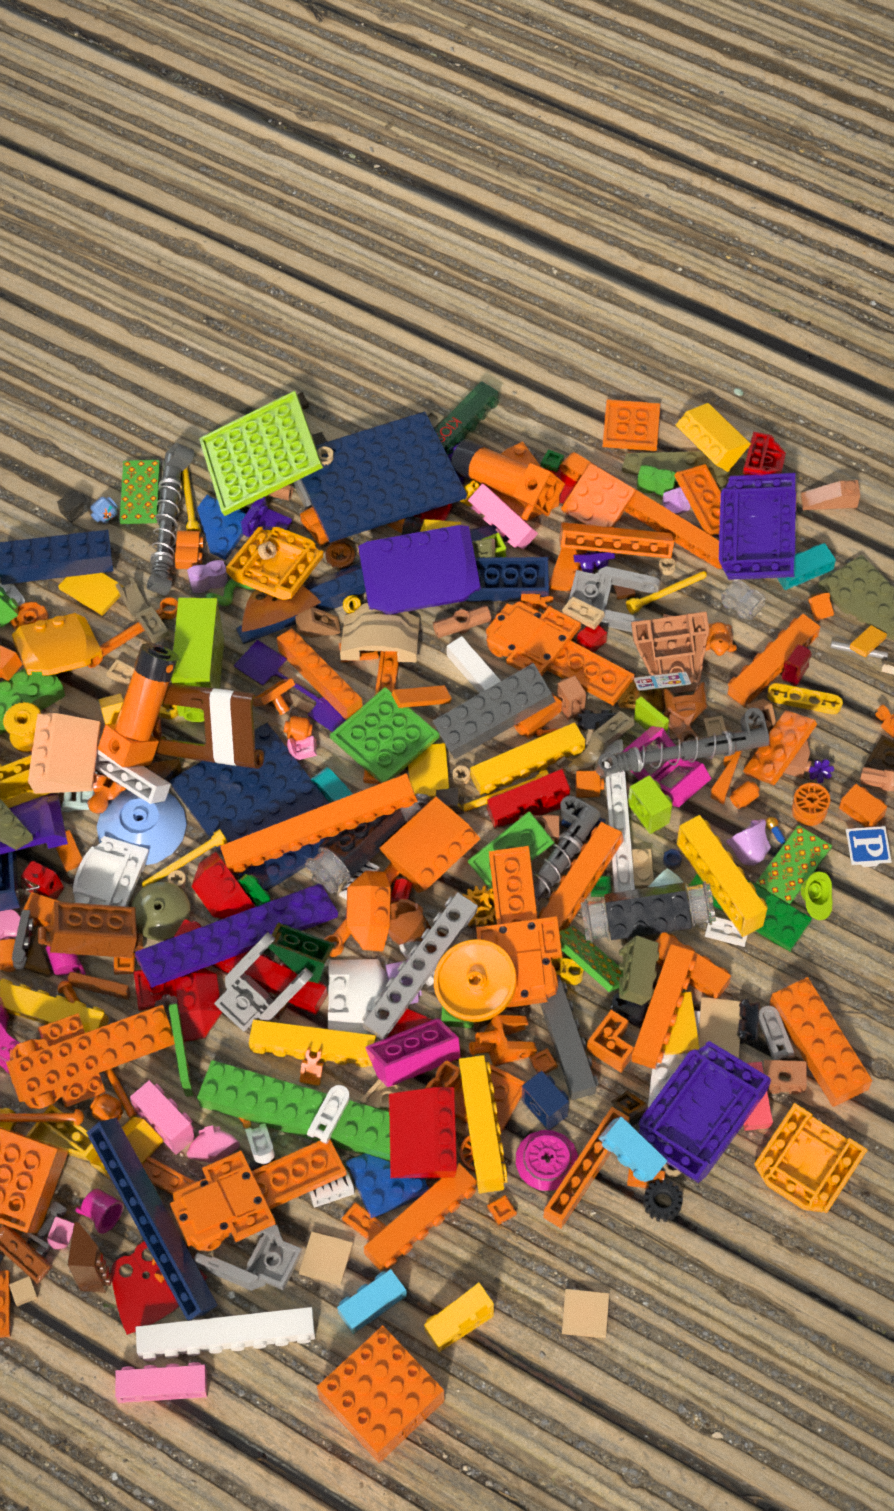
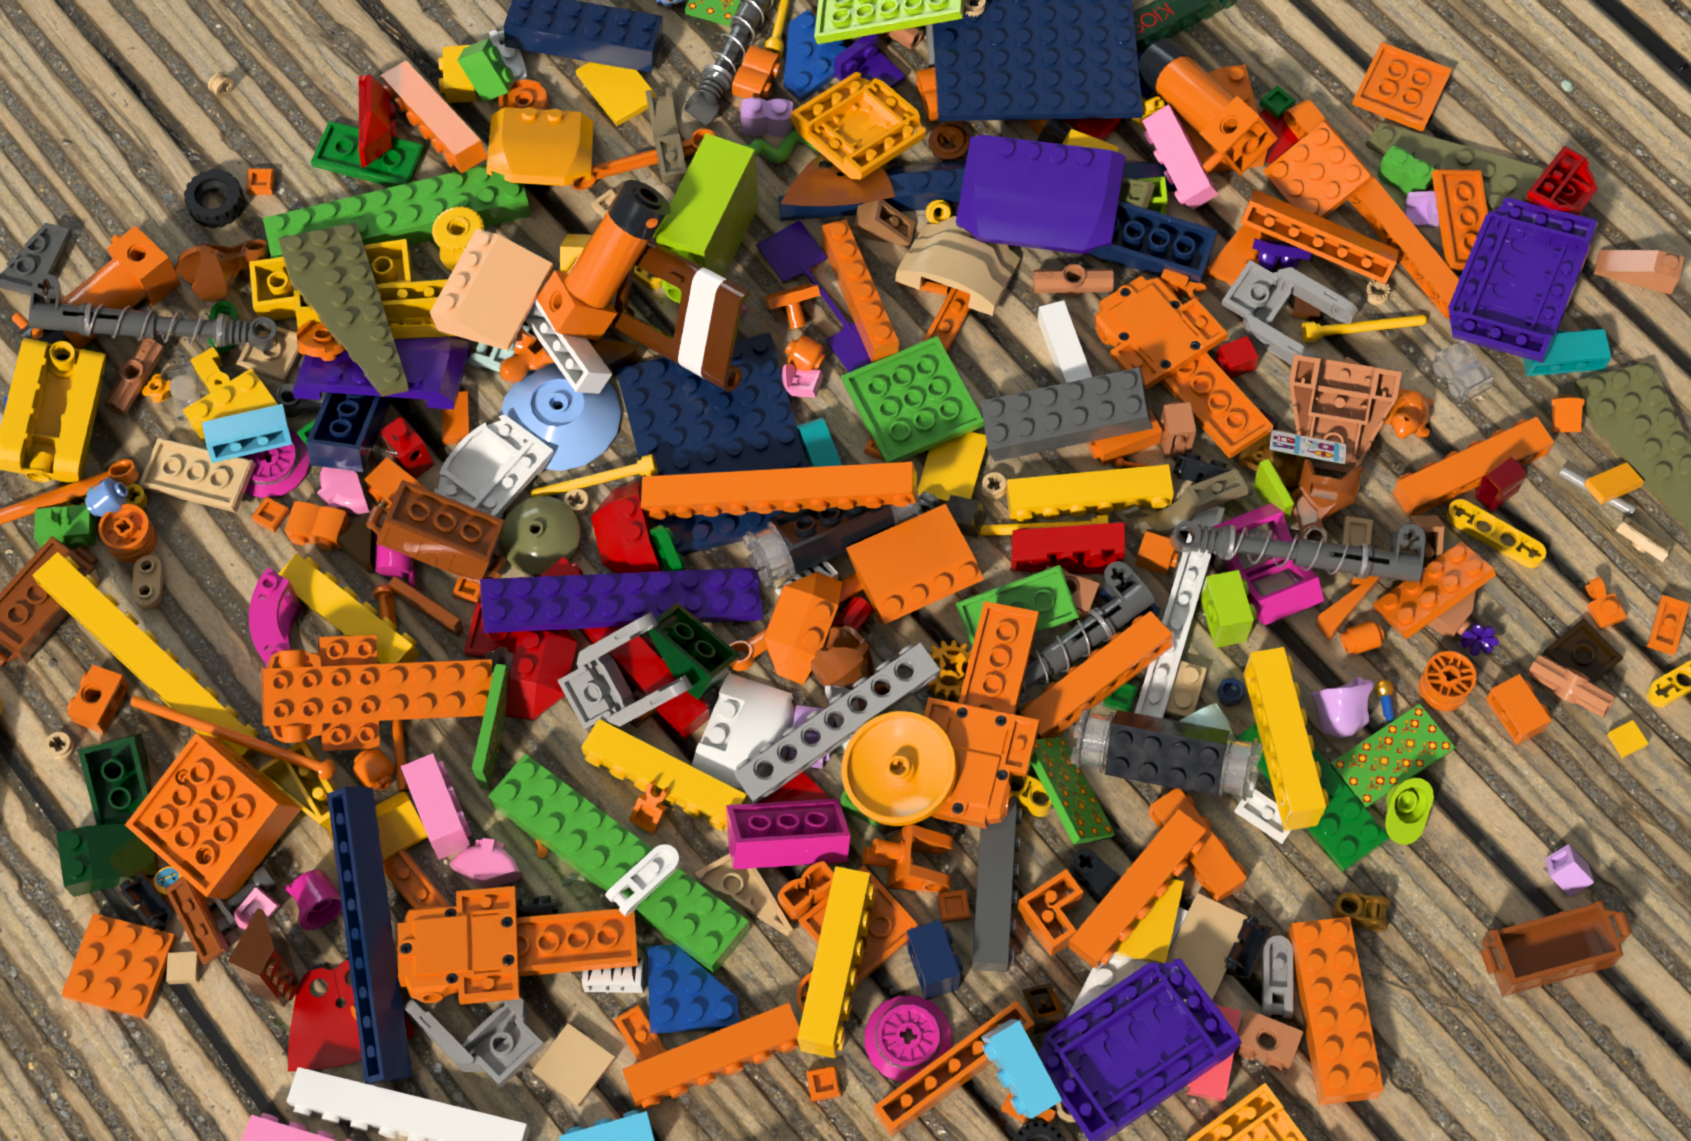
camera: 20 degrees right, 5 degrees up
(22, 940) = (349, 514): dark grey hinge -> none
(260, 1144) = (545, 885): white plate -> none
(262, 552) = (861, 107): tan bush -> none
(421, 696) = (980, 364): orange tile -> none
(422, 1133) = (753, 947): red slope -> none
(583, 613) = (1236, 320): tan plate -> none
(638, 970) = (1123, 828): olive wedge -> none
(713, 435) = (1506, 135): yellow slope -> none
(816, 970) = (1368, 911): none -> pearl gold piece
(868, 846) = (1505, 765): piece -> none

